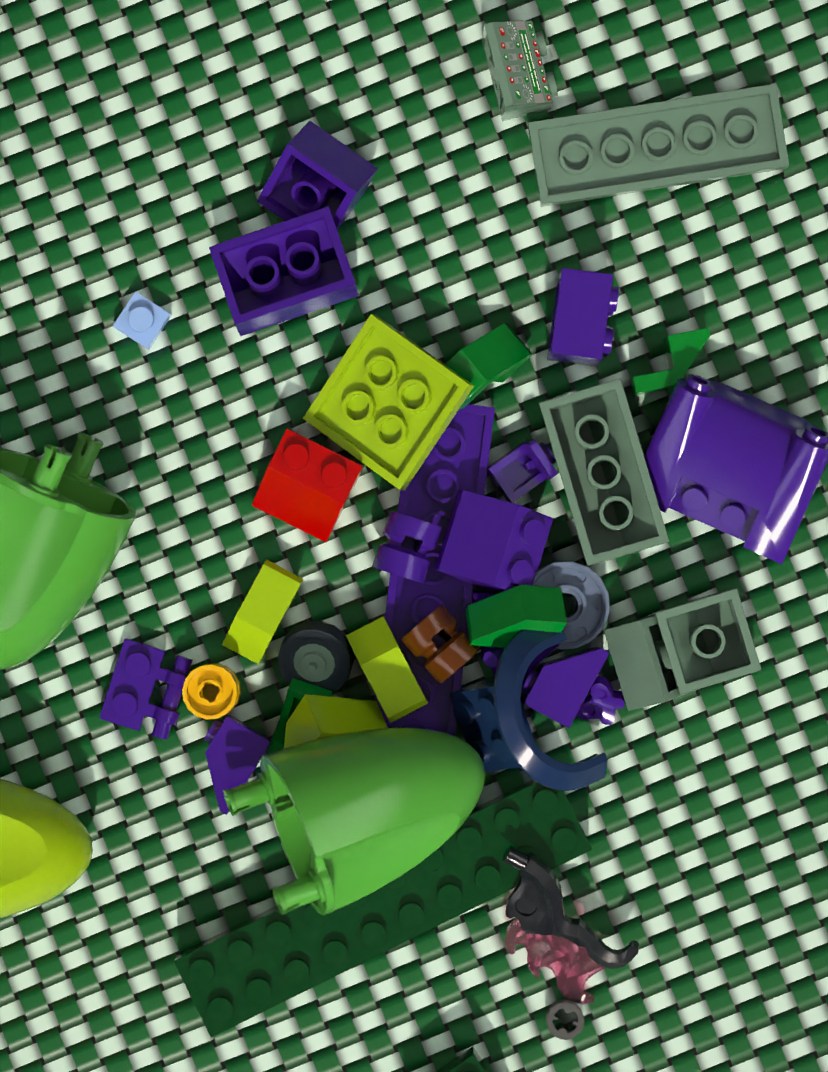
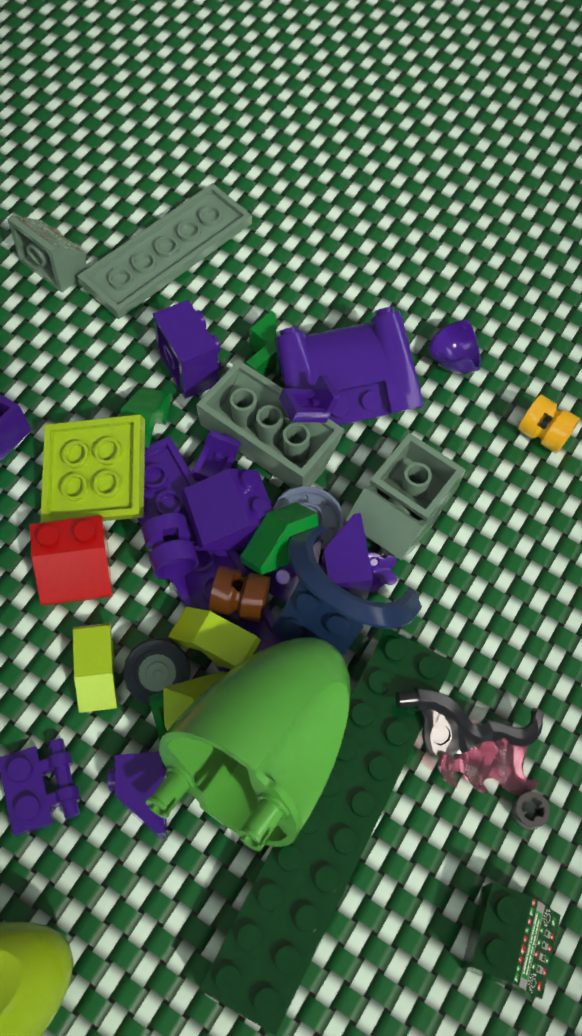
camera: 40 degrees left, 25 degrees down
(211, 691) = (90, 746): yellow wheel -> none
(650, 494) = (310, 404): none -> dark purple bracket

